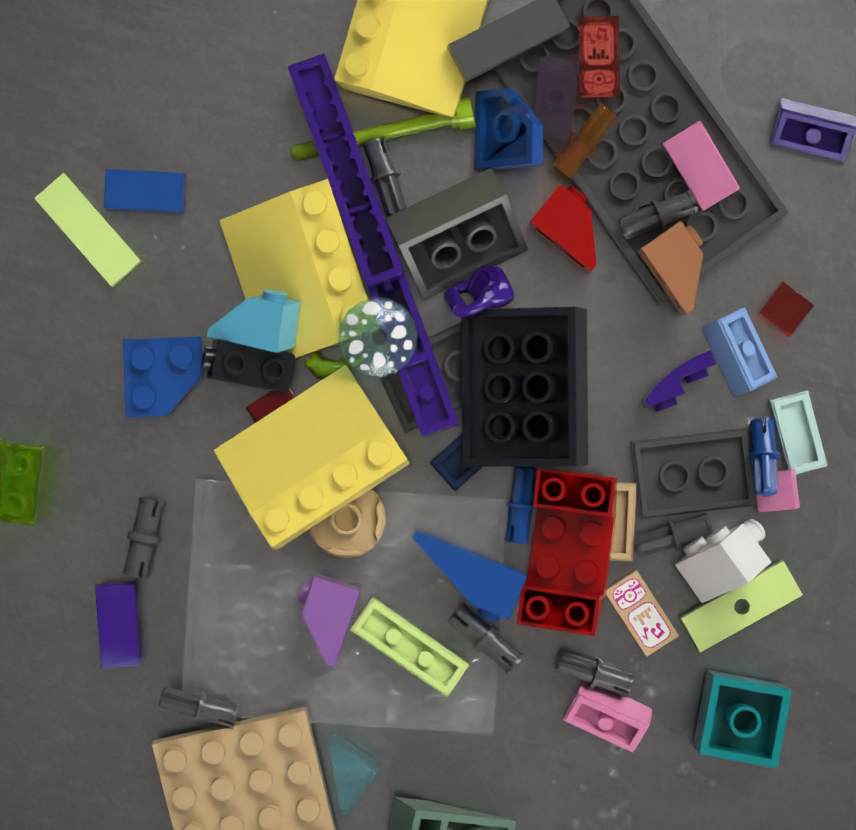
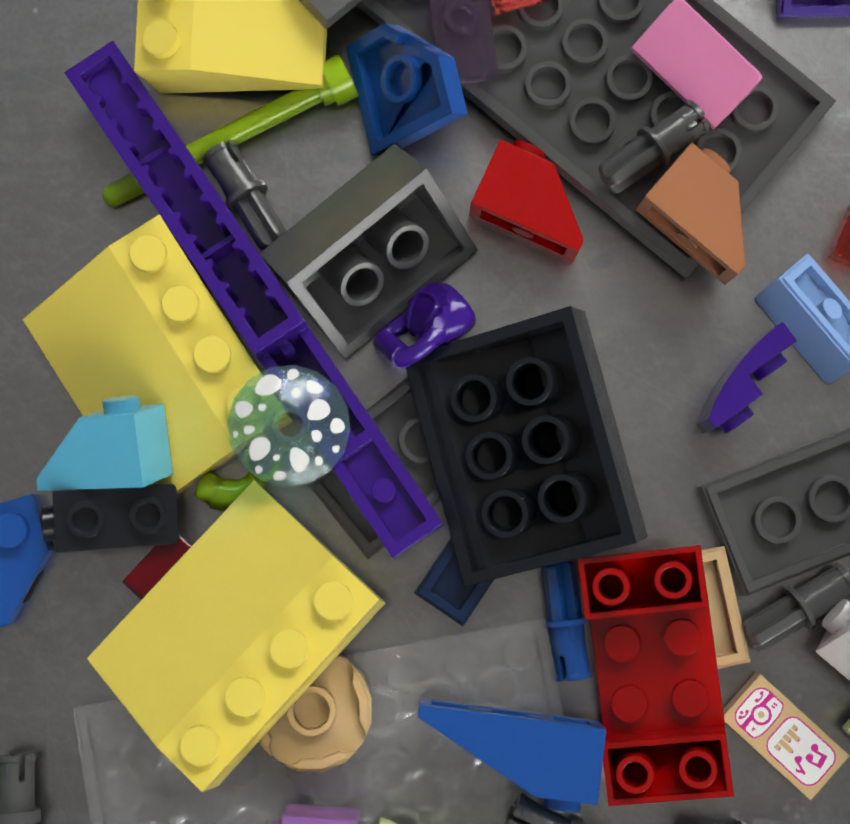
camera: 20 degrees left, 5 degrees down
(585, 141) = (519, 69): clear orange axle -> none

